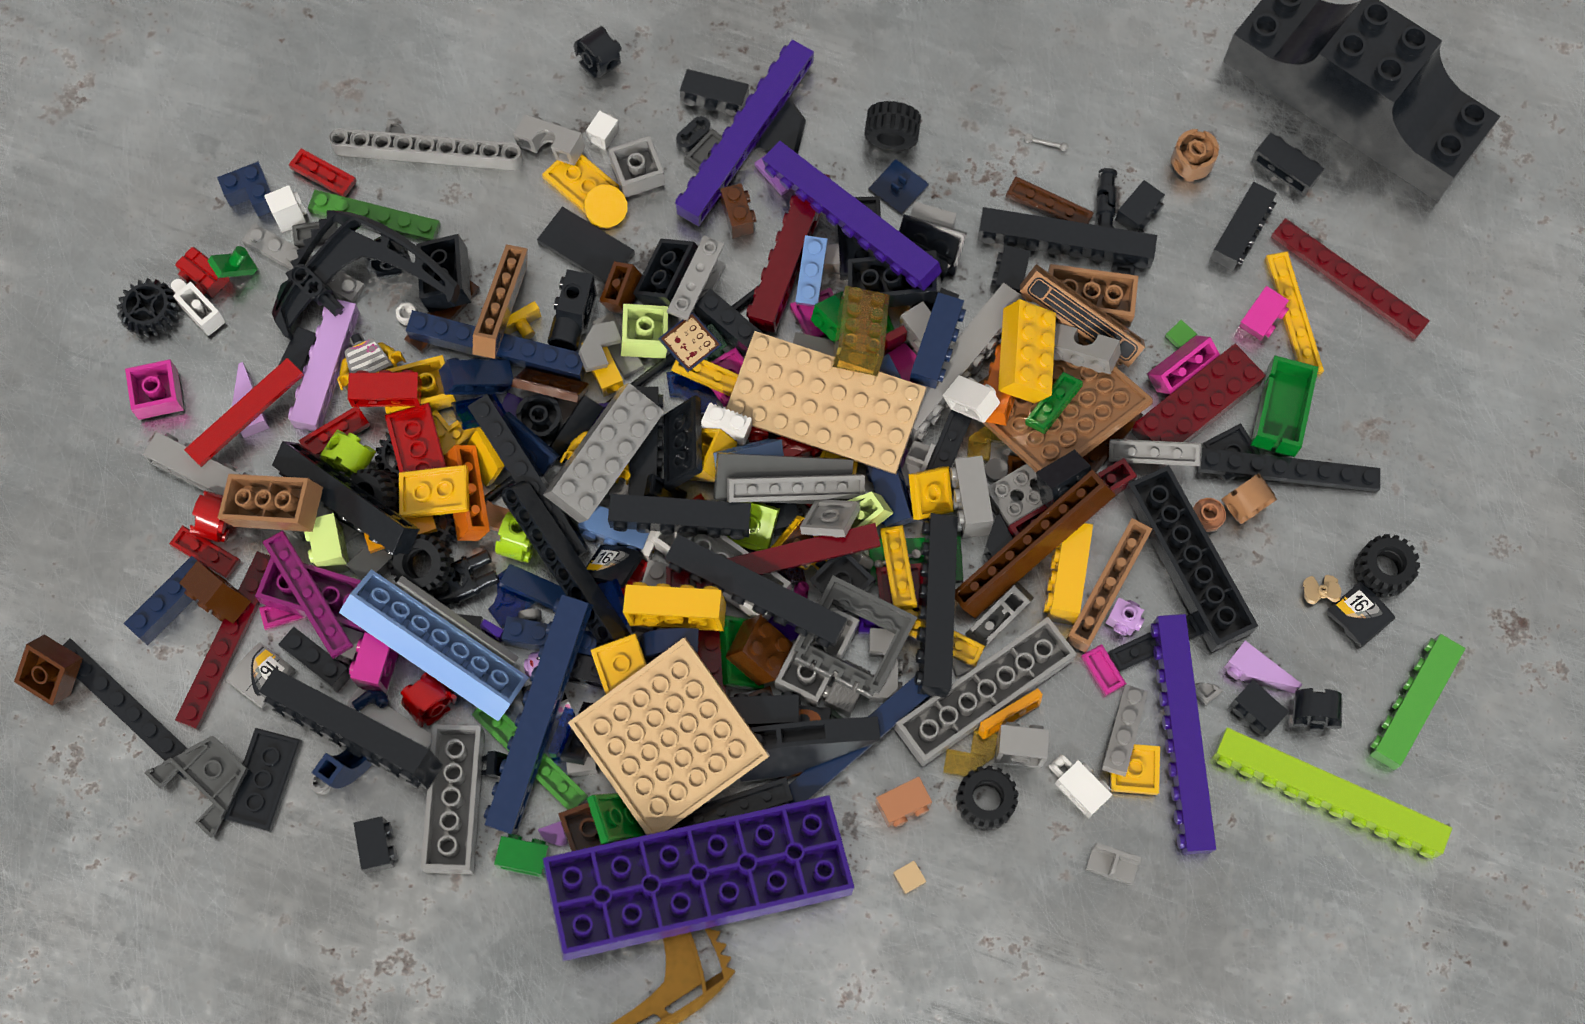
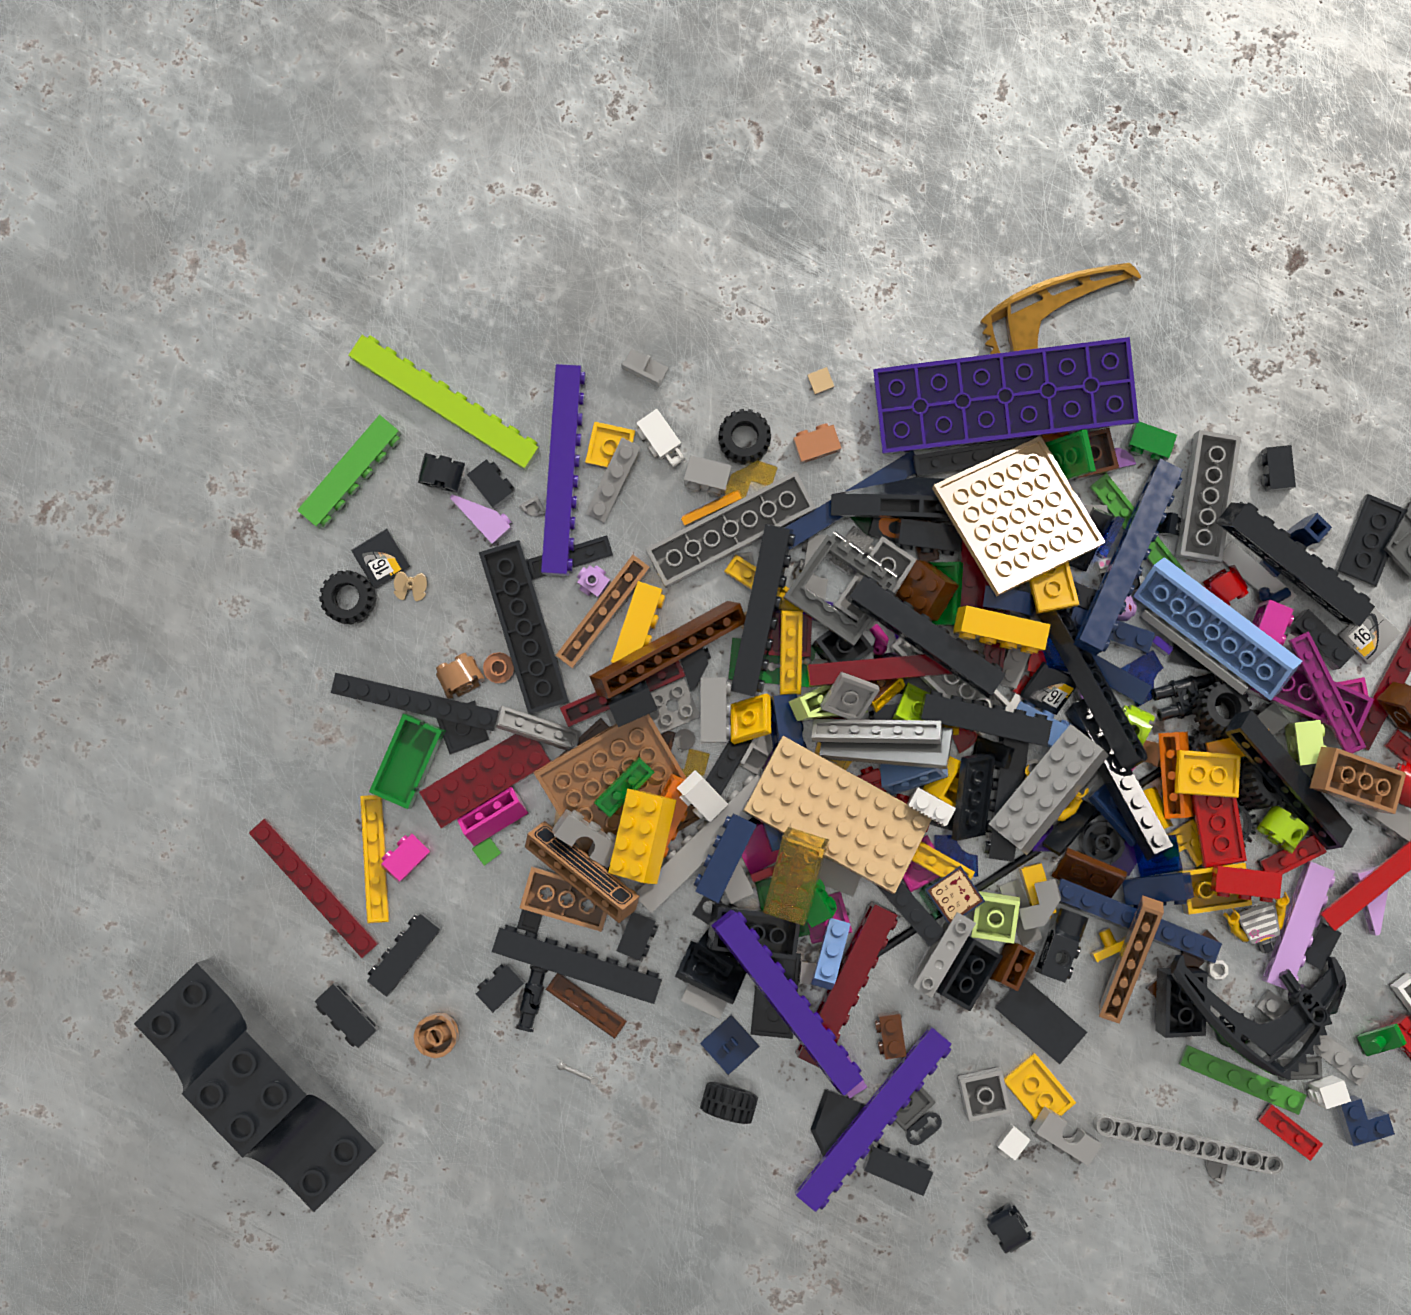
camera: 170 degrees left, 15 degrees up
(530, 614) = (1126, 654): light grey tile -> none
(605, 206) = (1018, 1057): yellow tile -> none
(1000, 614) = (704, 599): dark grey slope -> none
(1103, 670) = (620, 539): dark pink tile -> none

